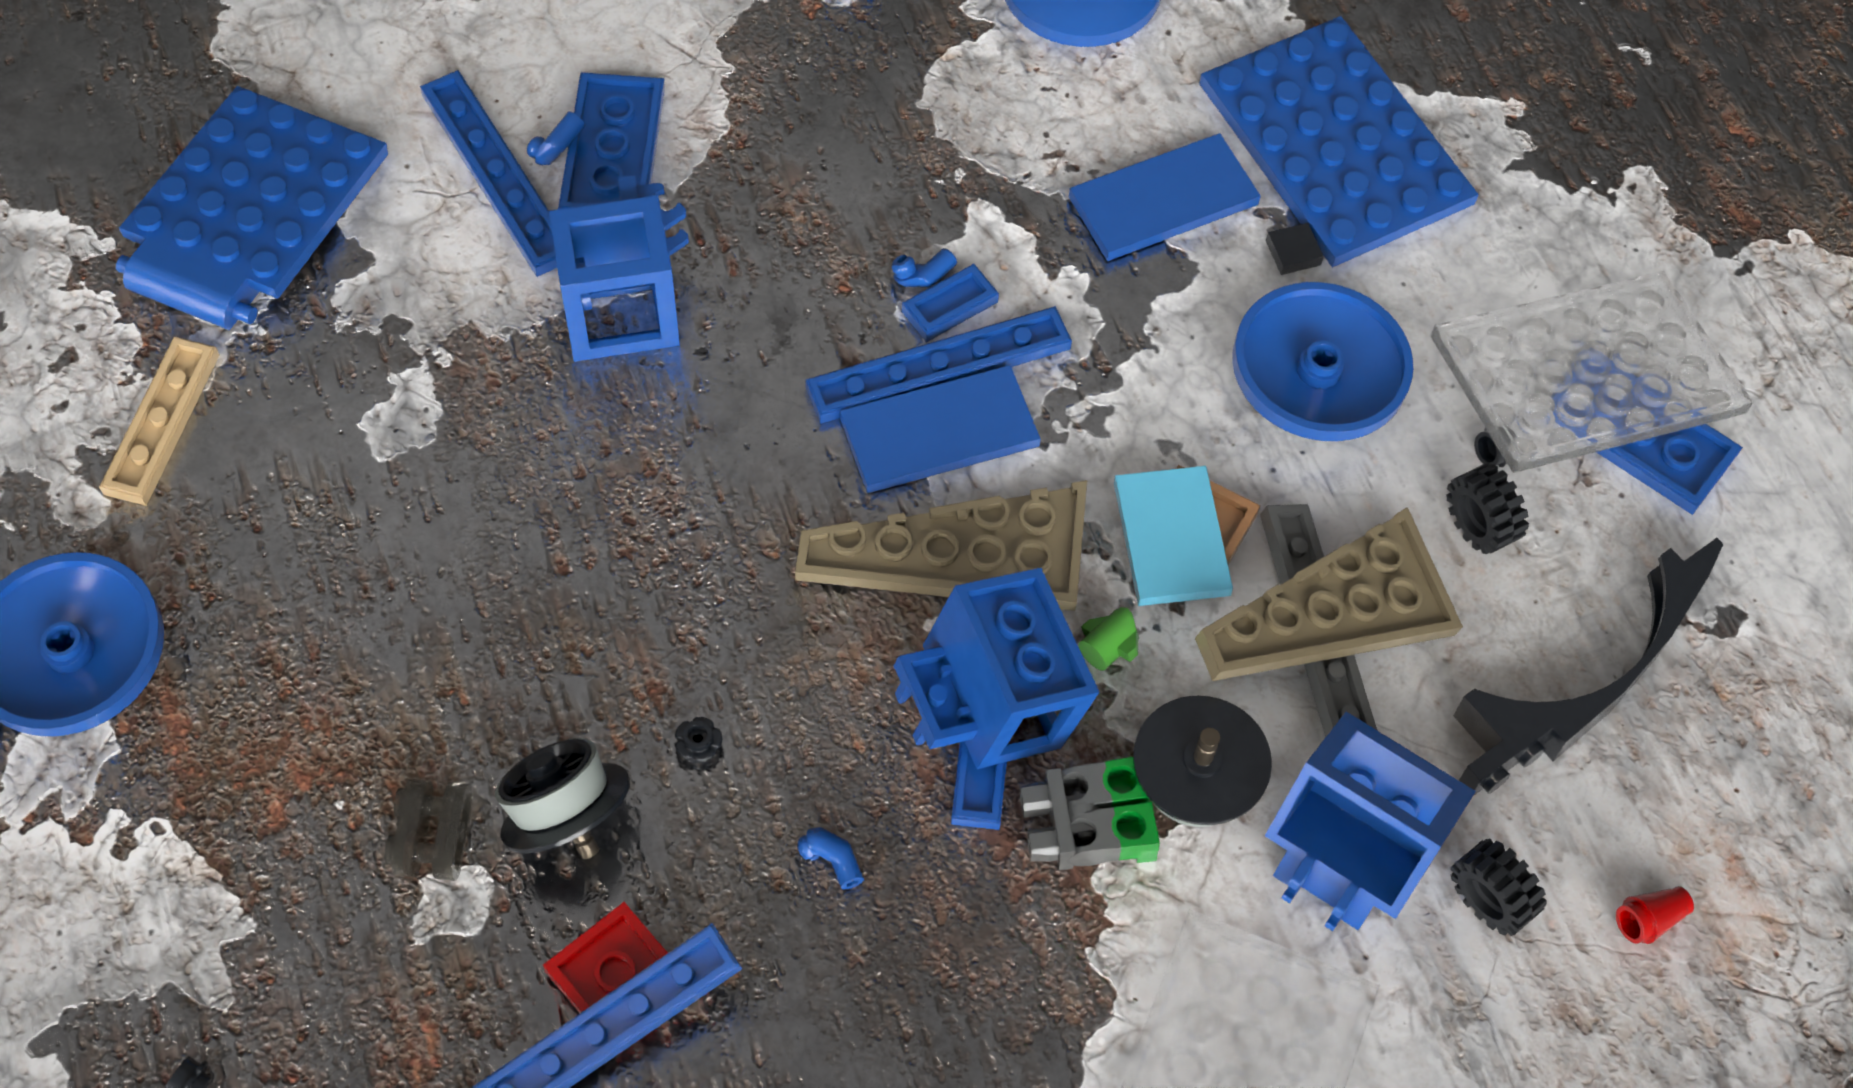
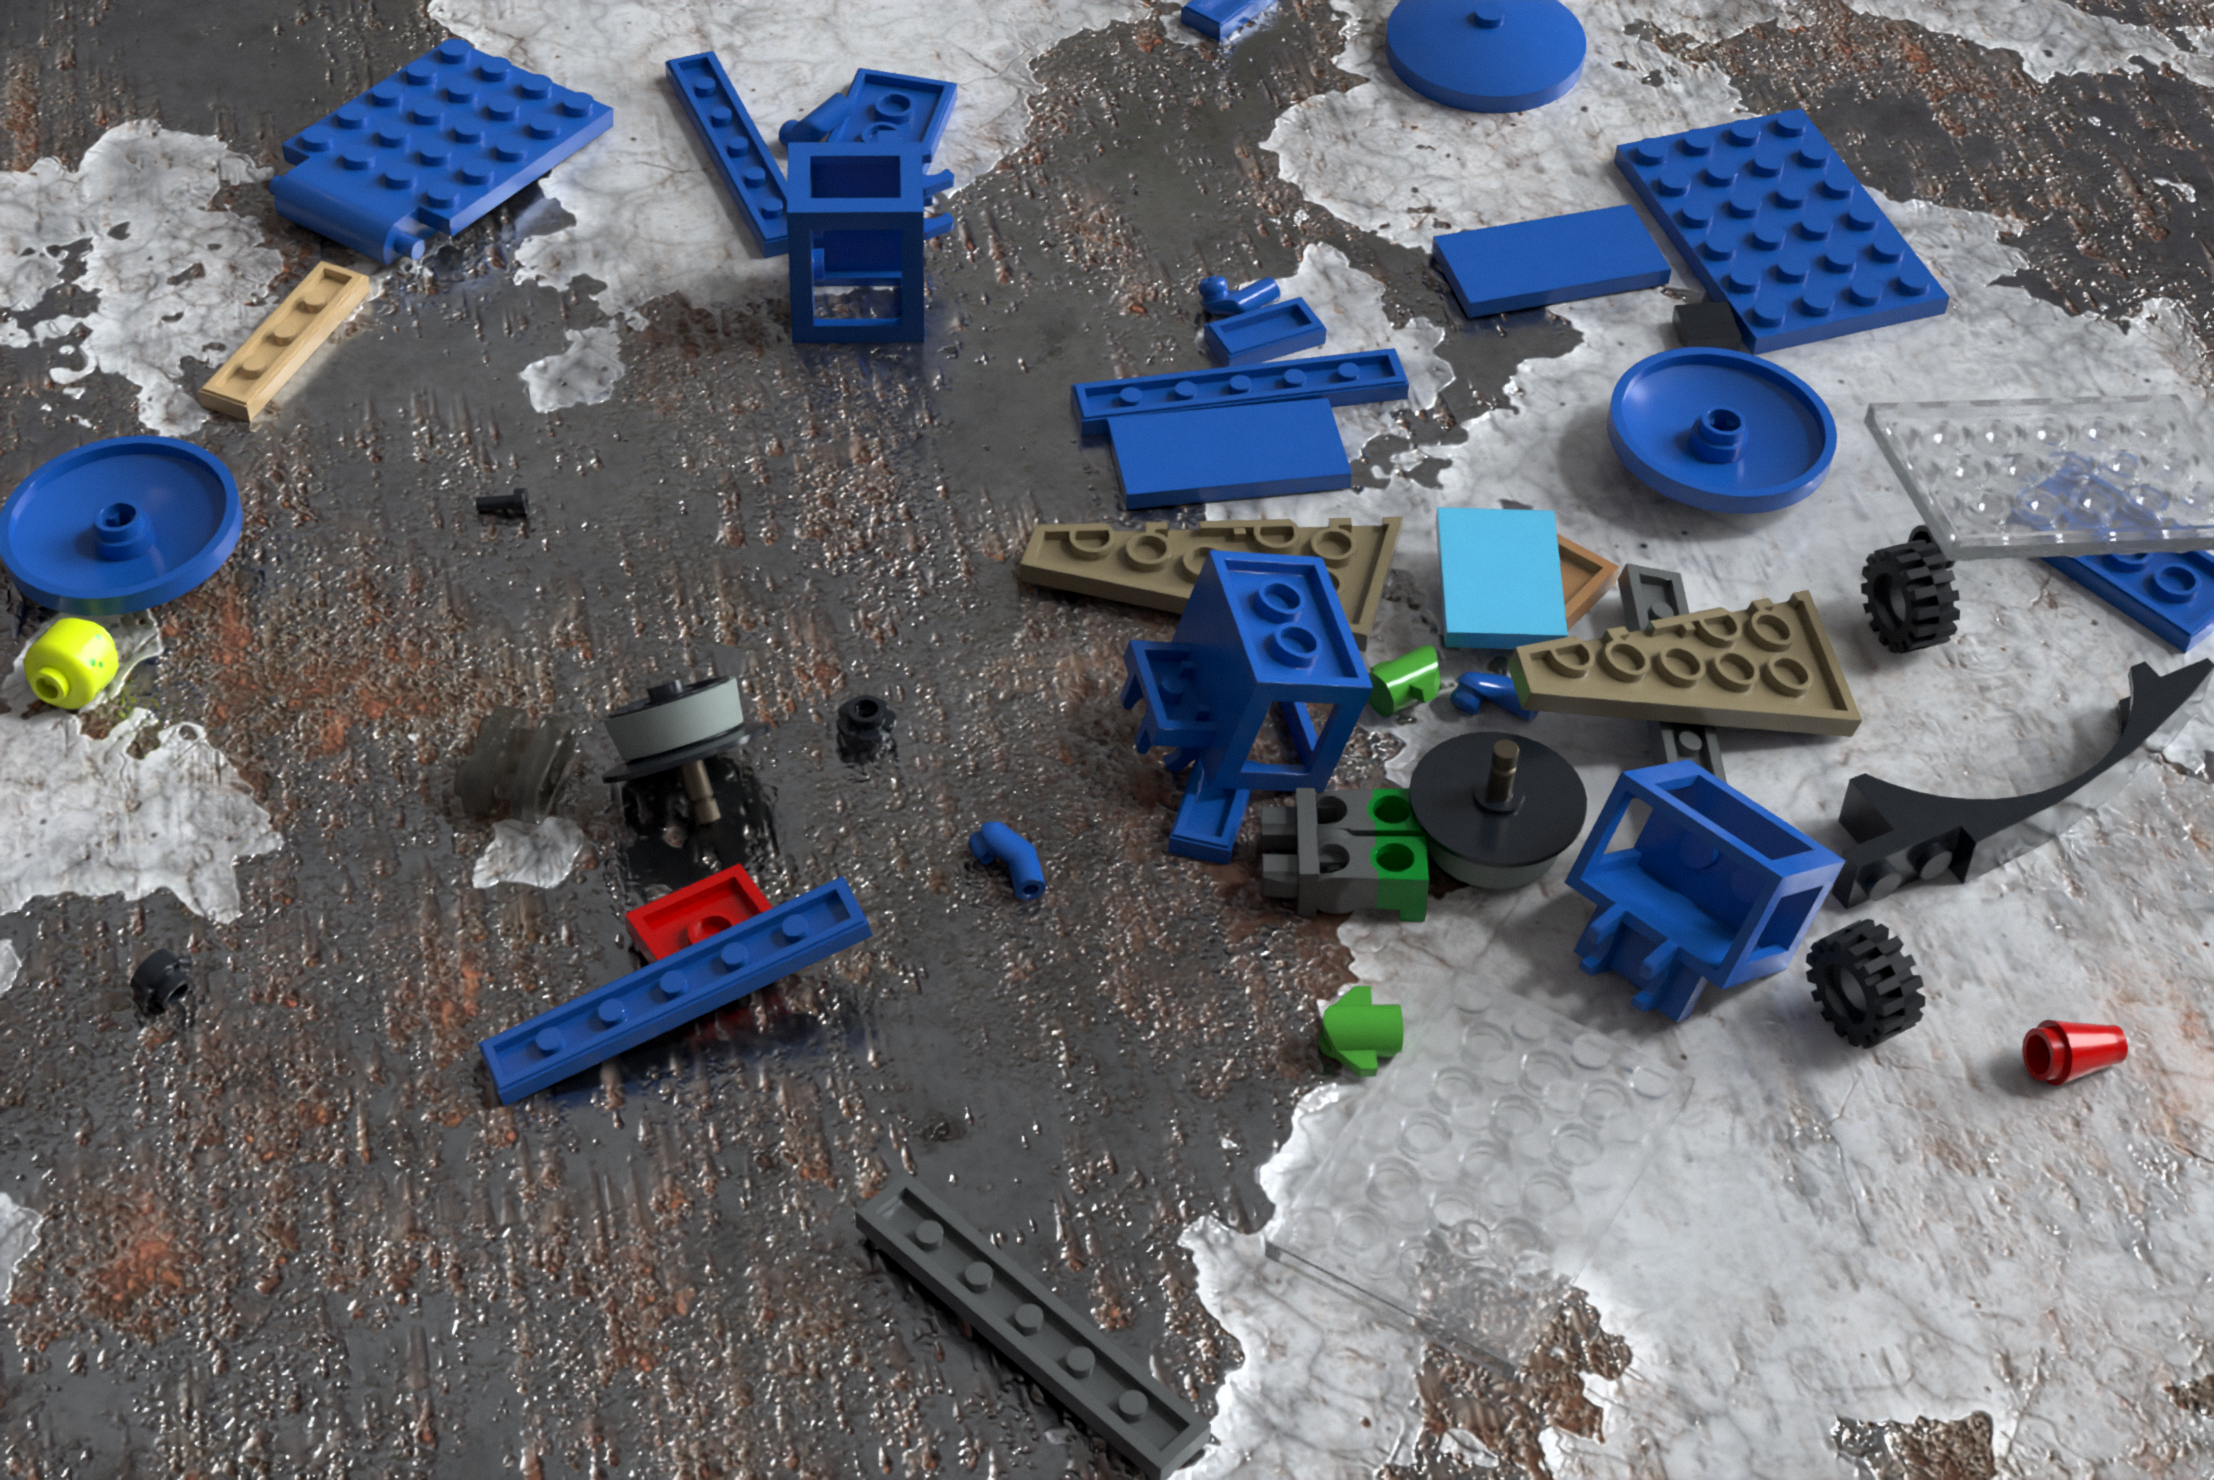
camera: 10 degrees right, 15 degrees down
(51, 785) = (71, 663): none -> neon yellow head
(382, 559) = (518, 501): none -> black piece
(1125, 981) = (1360, 1031): none -> bright green piece
(1172, 634) = (1497, 689): none -> blue arm

